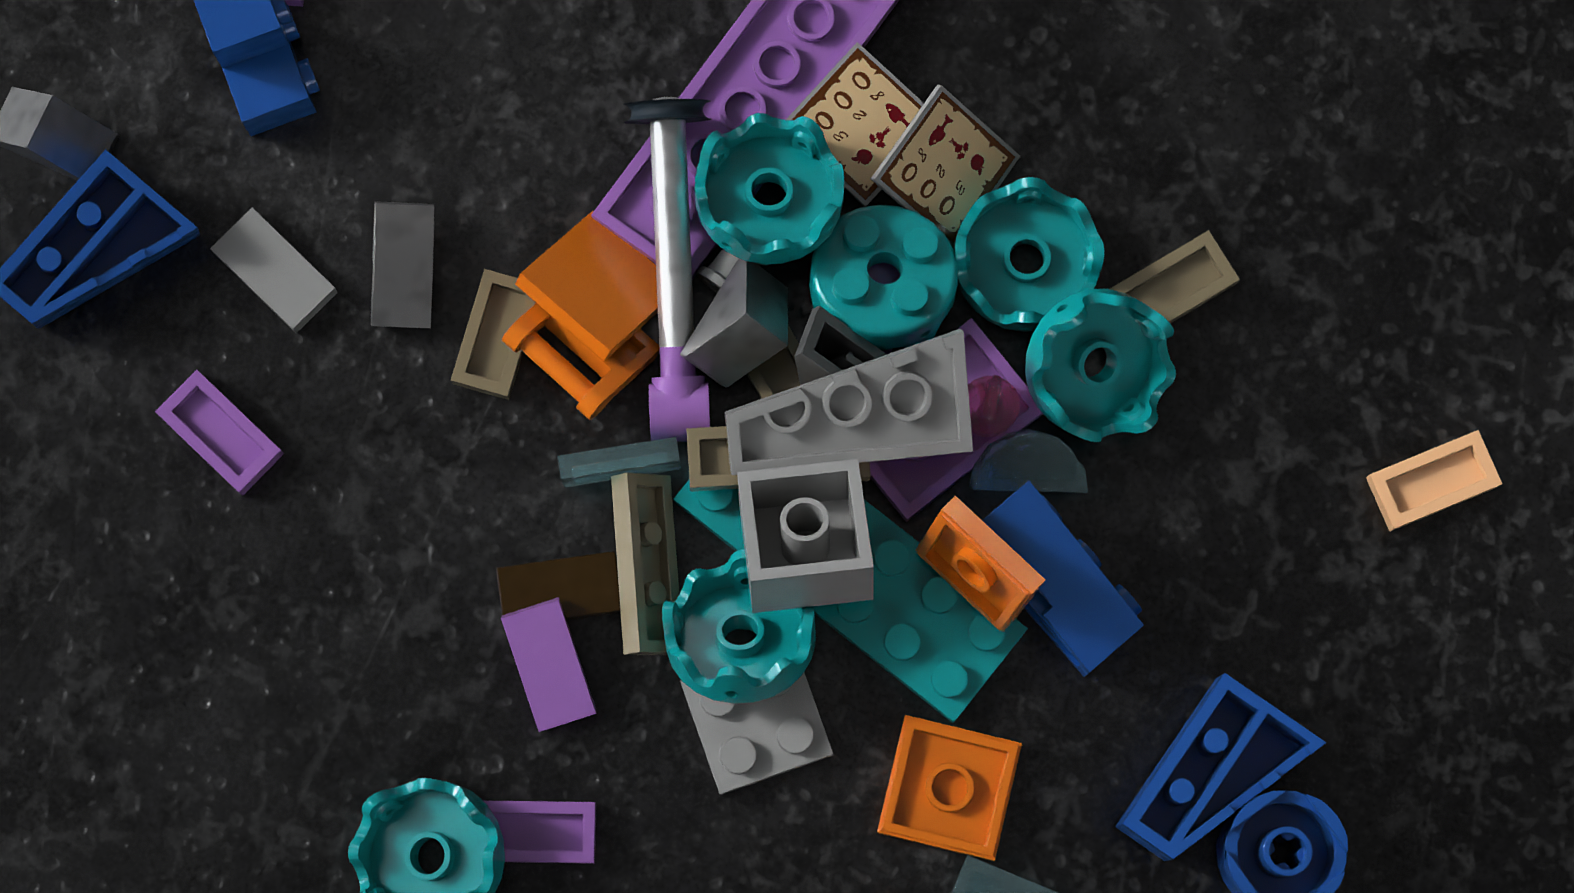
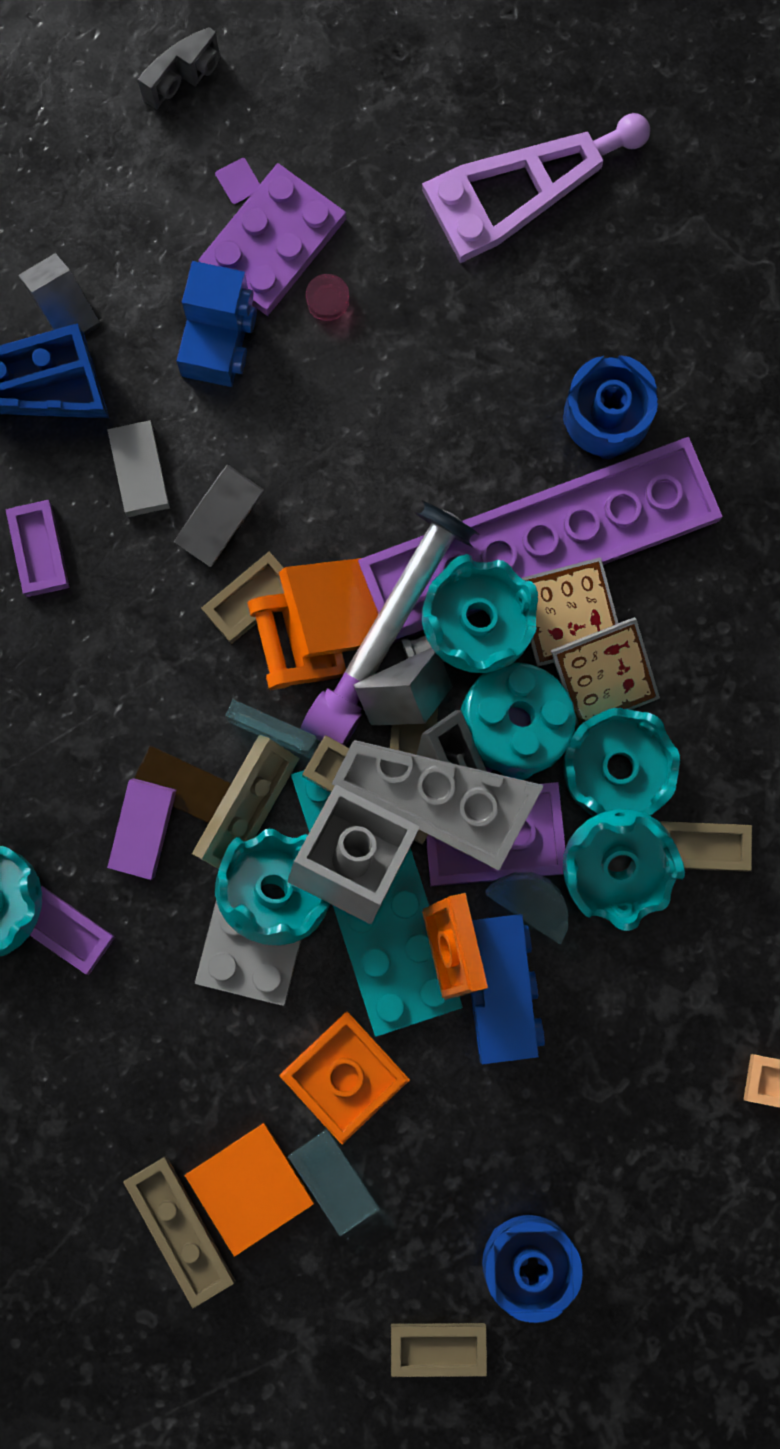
camera: 35 degrees right, 0 degrees up
(992, 405) = (532, 847): clear pink tile -> none
(1213, 767) = (523, 1182): blue wedge -> none

